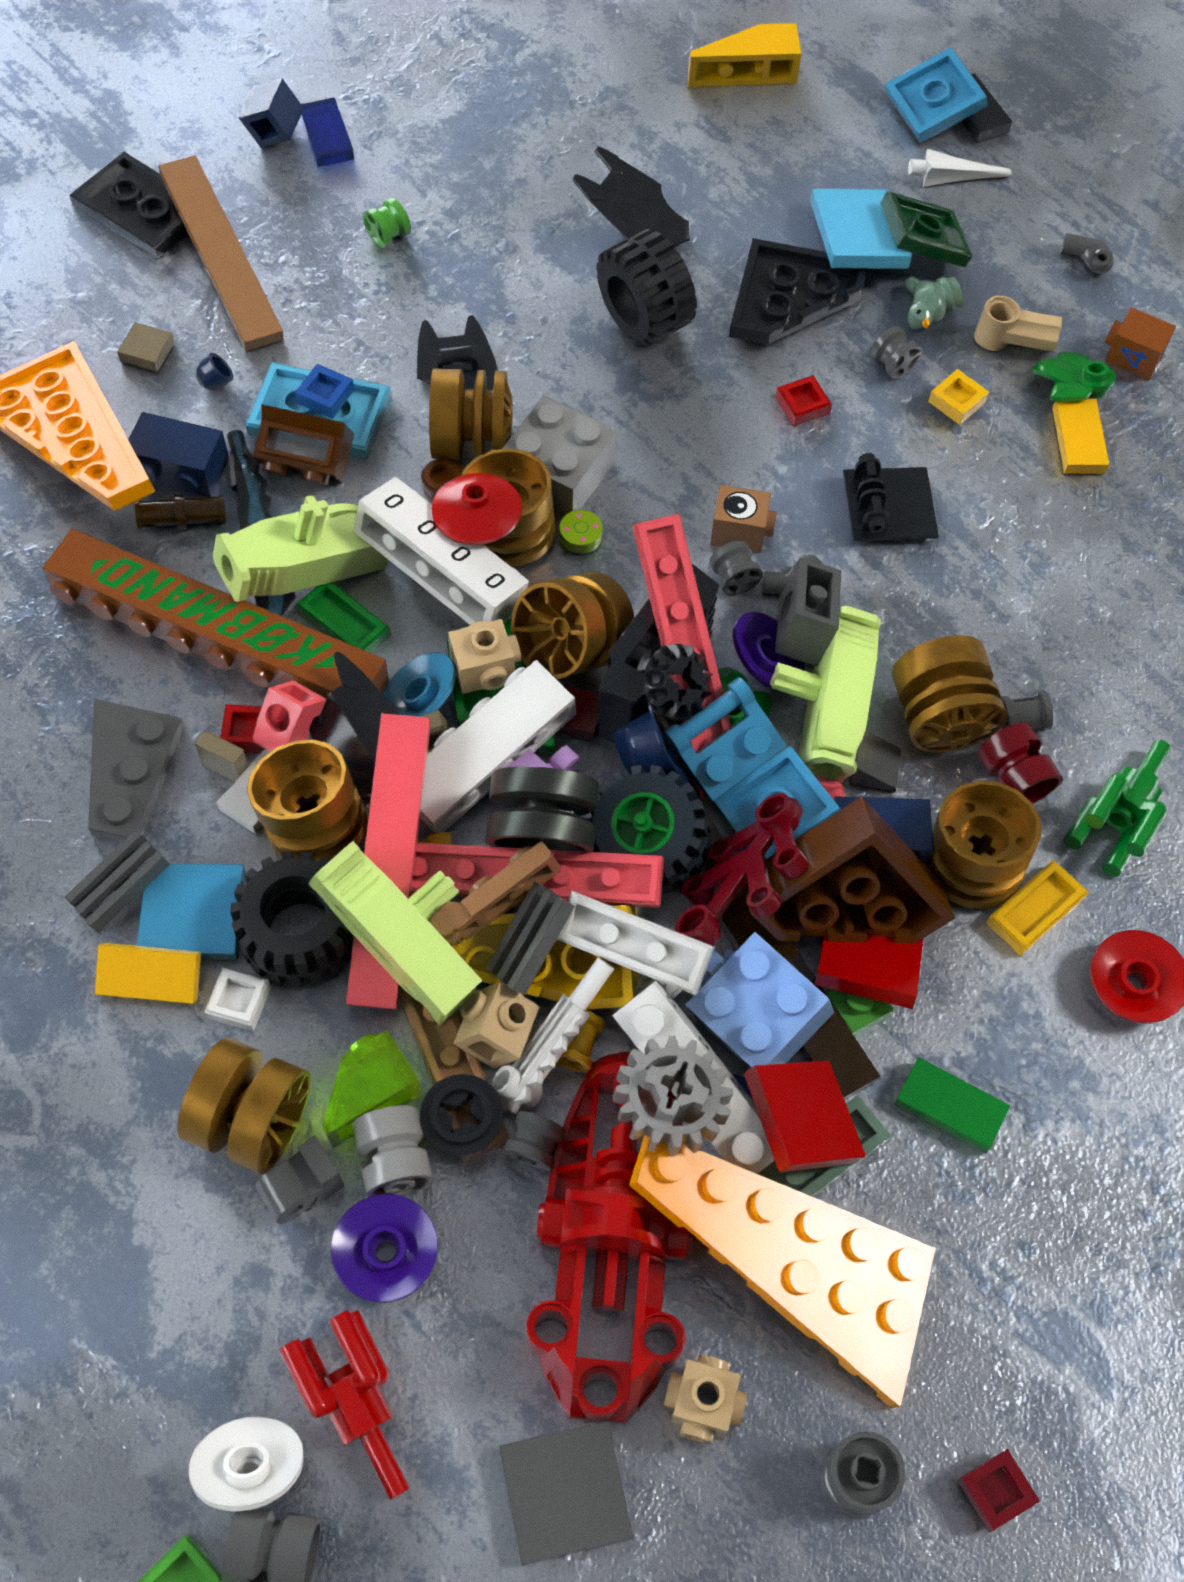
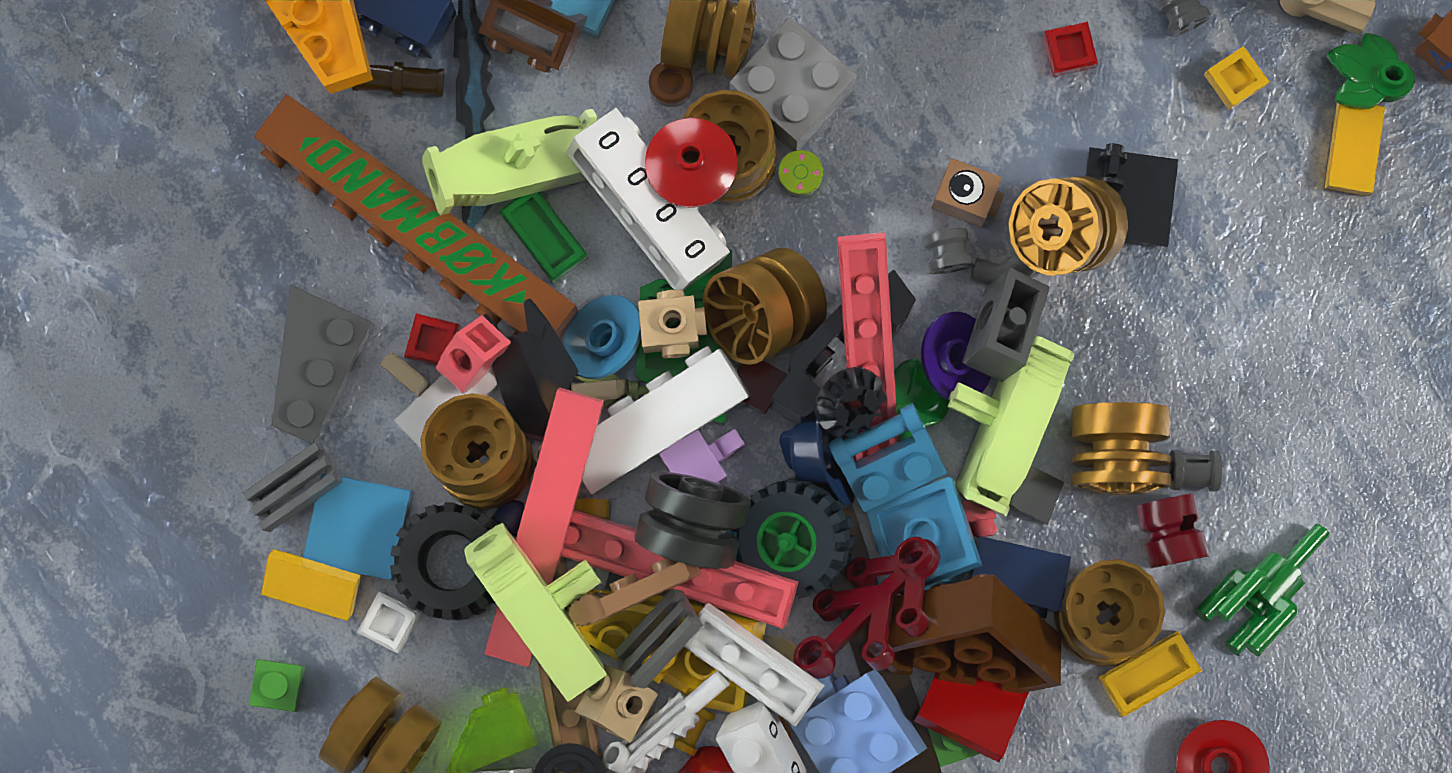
camera: 15 degrees right, 20 degrees up
(122, 1085) = (277, 685): none -> bright green plate
(855, 534) = (1090, 218): none -> pearl gold wheel

